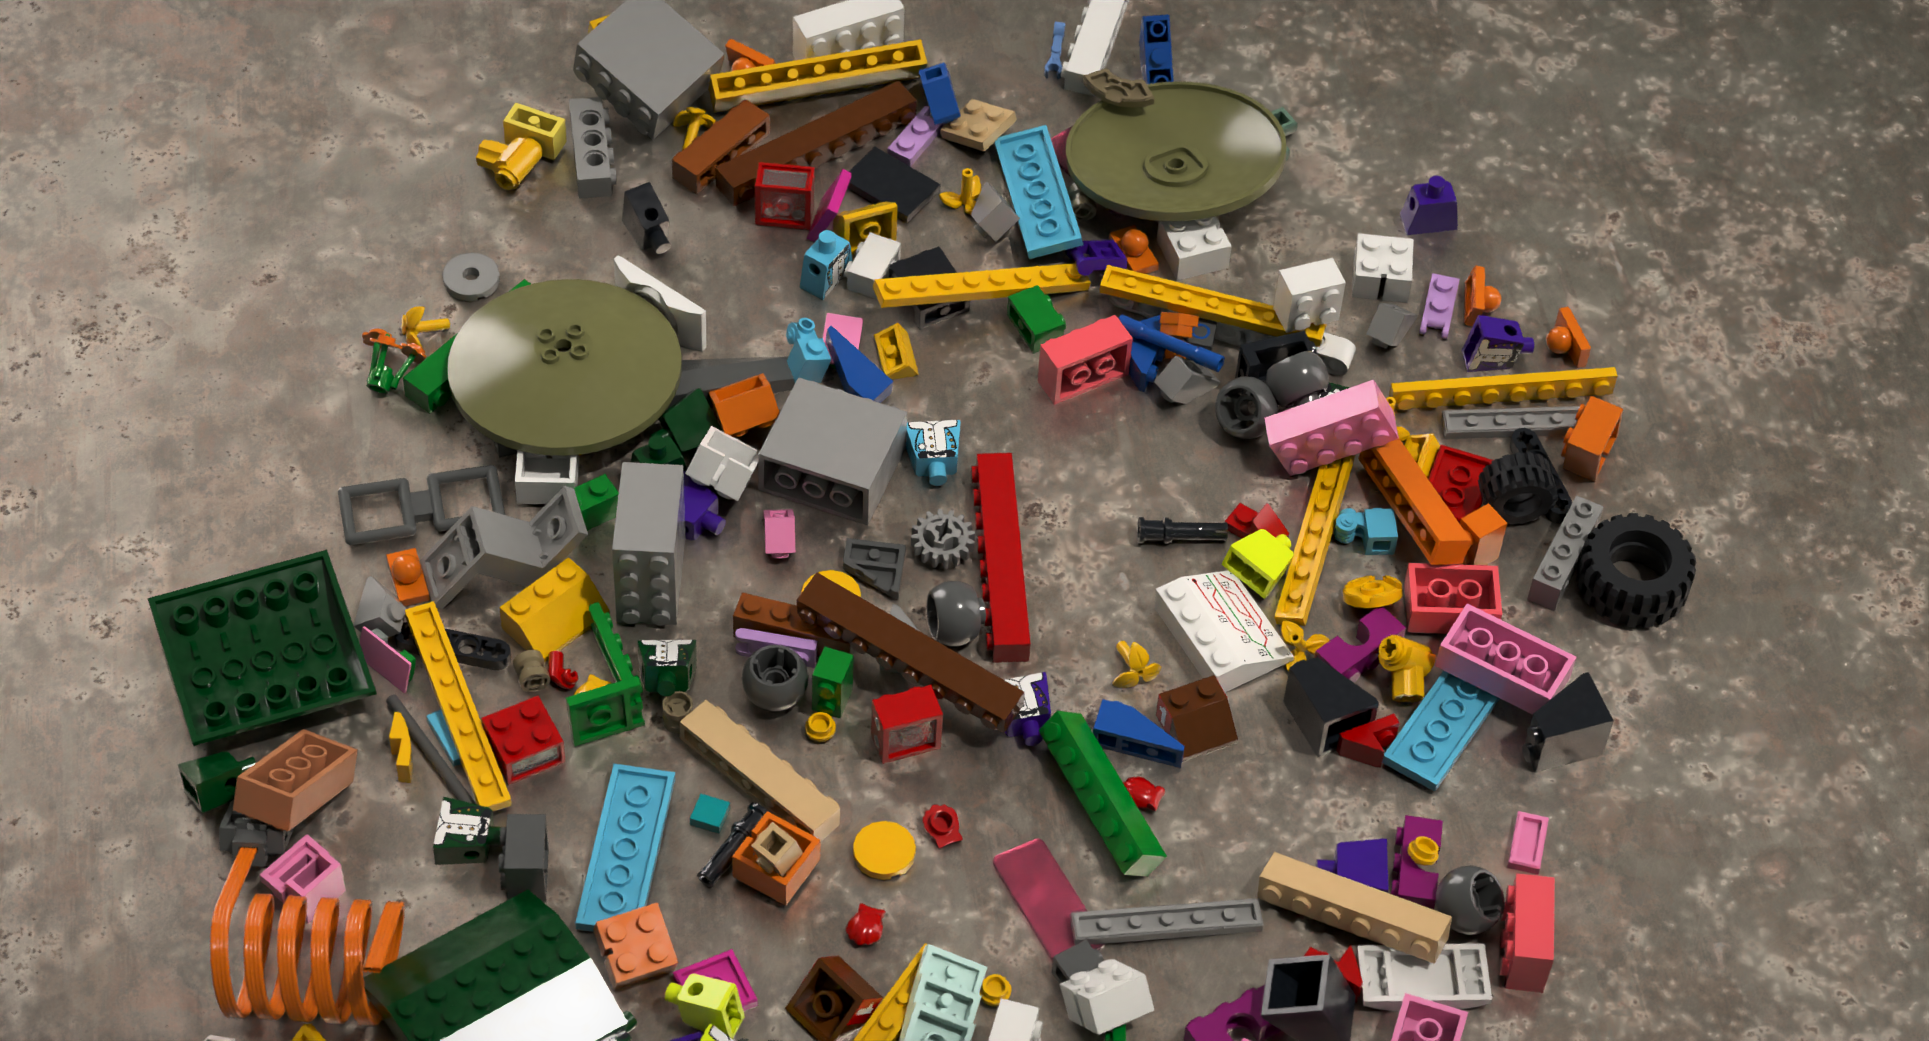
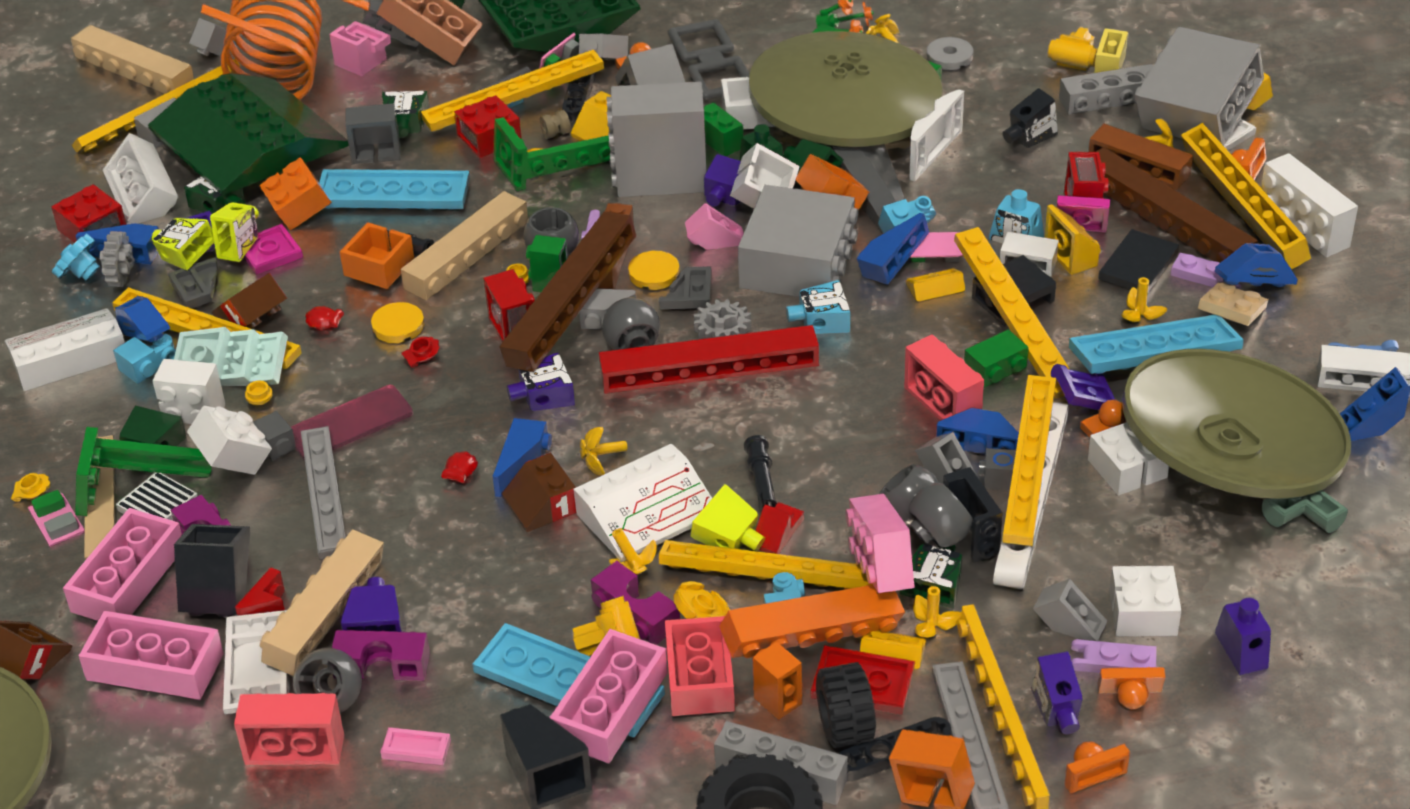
camera: 90 degrees right, 10 degrees down
(401, 746) = (478, 77): yellow slope -> none
(558, 674) = (560, 139): red arm -> none
(667, 665) = (560, 183): dark green torso -> none
(675, 709) = (524, 191): dark tan wheel -> none
(710, 813) = (431, 228): teal tile -> none
(776, 850) = (362, 233): tan brick -> none
(993, 213) = (1117, 315): light grey slope -> none
(1102, 794) = (447, 433): green brick -> none
(1118, 90) = (1307, 378): dark tan tile -> none
(1177, 326) = (994, 434): orange piece -> none
(1198, 354) = (960, 449): blue piece -> none
(1309, 295) = (1037, 500): white piece -> none
(1326, 703) = (550, 570): black slope -> none
(1366, 741) = (523, 612): red slope -> none
(1423, 851) = (377, 640): yellow plate -> none

